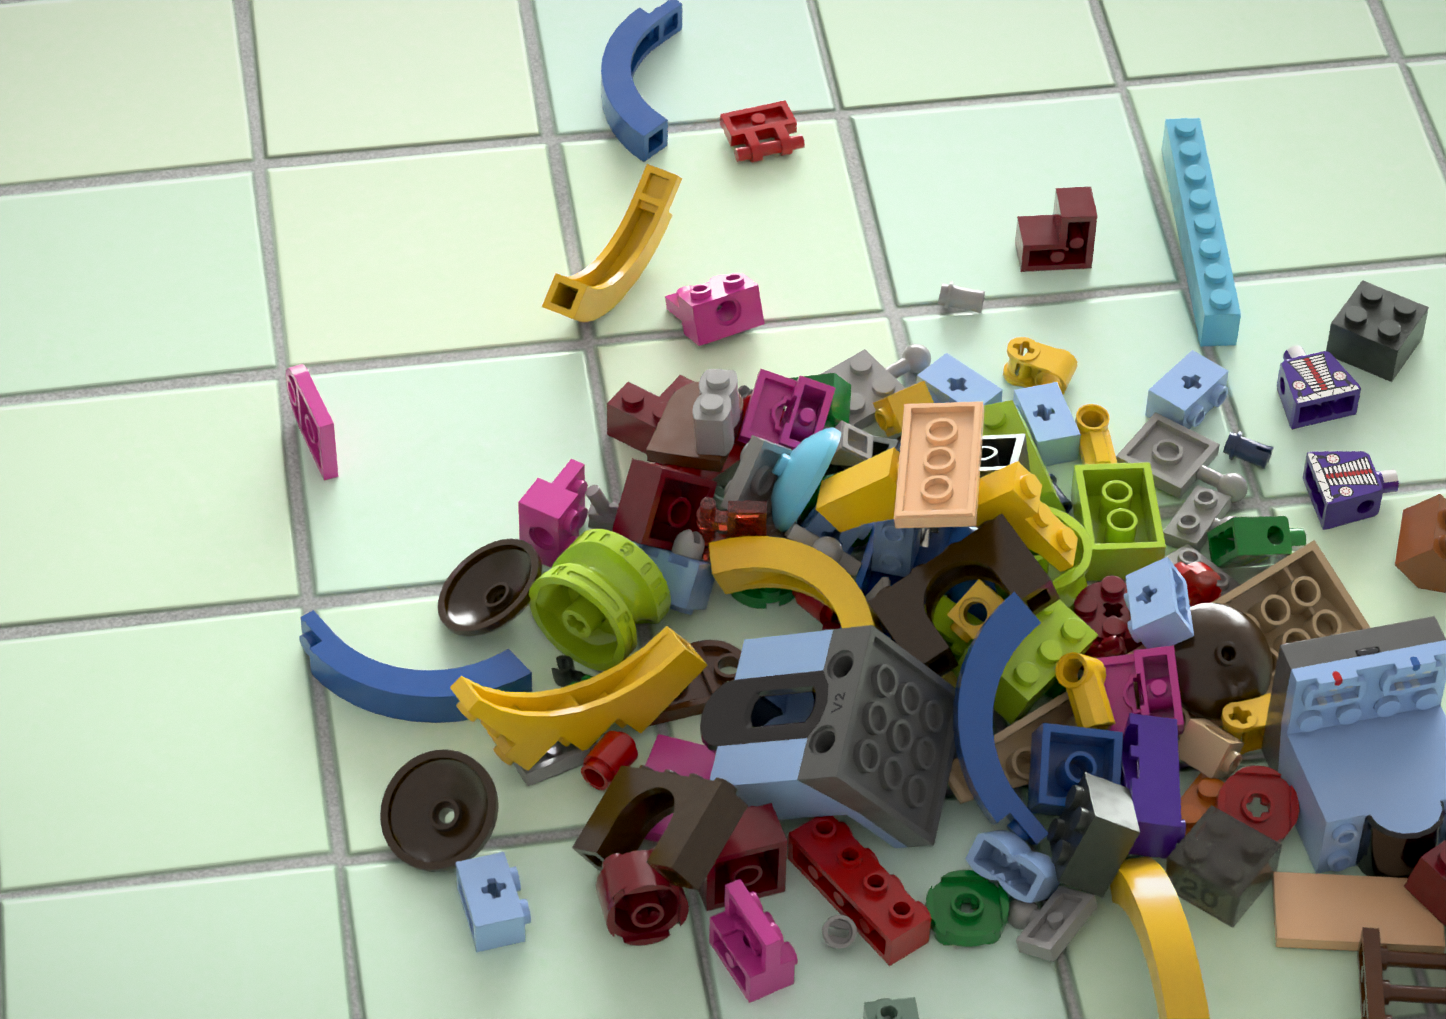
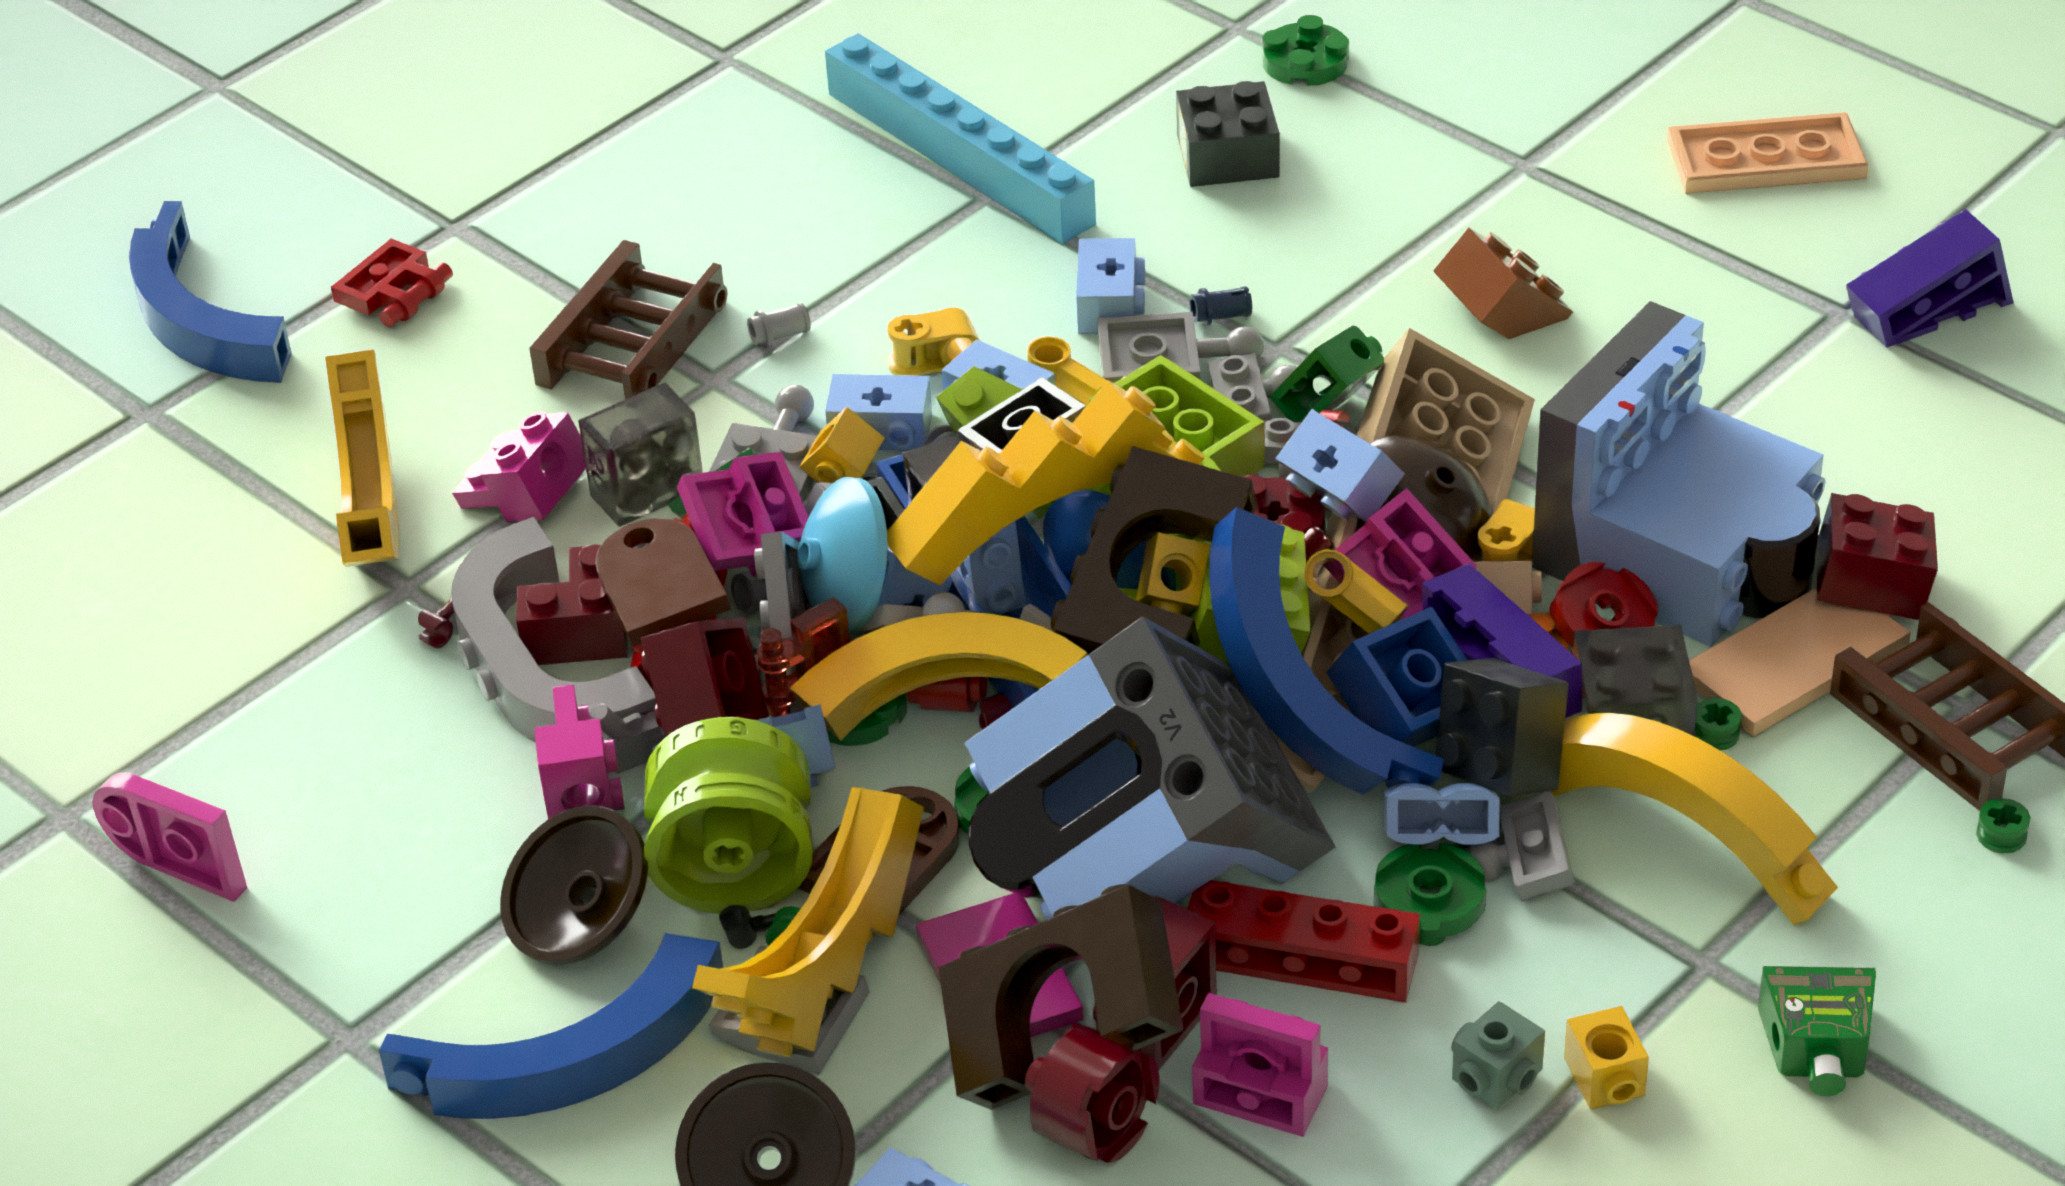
camera: 35 degrees left, 5 degrees down
(577, 376) = (437, 625): none -> dark red hand
(607, 757) = (893, 983): red brick -> none
(644, 362) = (488, 643): none -> light grey arch
(689, 544) = (768, 701): light grey hinge -> none
(716, 412) = (682, 542): light grey brick -> none
(782, 335) = (639, 452): none -> clear smoke brick
(842, 923) = (1326, 984): light grey hinge -> none
(860, 220) = (606, 297): none -> reddish brown fence
(939, 465) = (1034, 428): light nougat tile -> none
(1059, 239) = (830, 211): dark red brick -> none
(1260, 912) = (1718, 722): none -> green bush
(1315, 388) = (1223, 214): dark purple torso -> none
(1345, 486) = (1349, 283): dark purple torso -> none

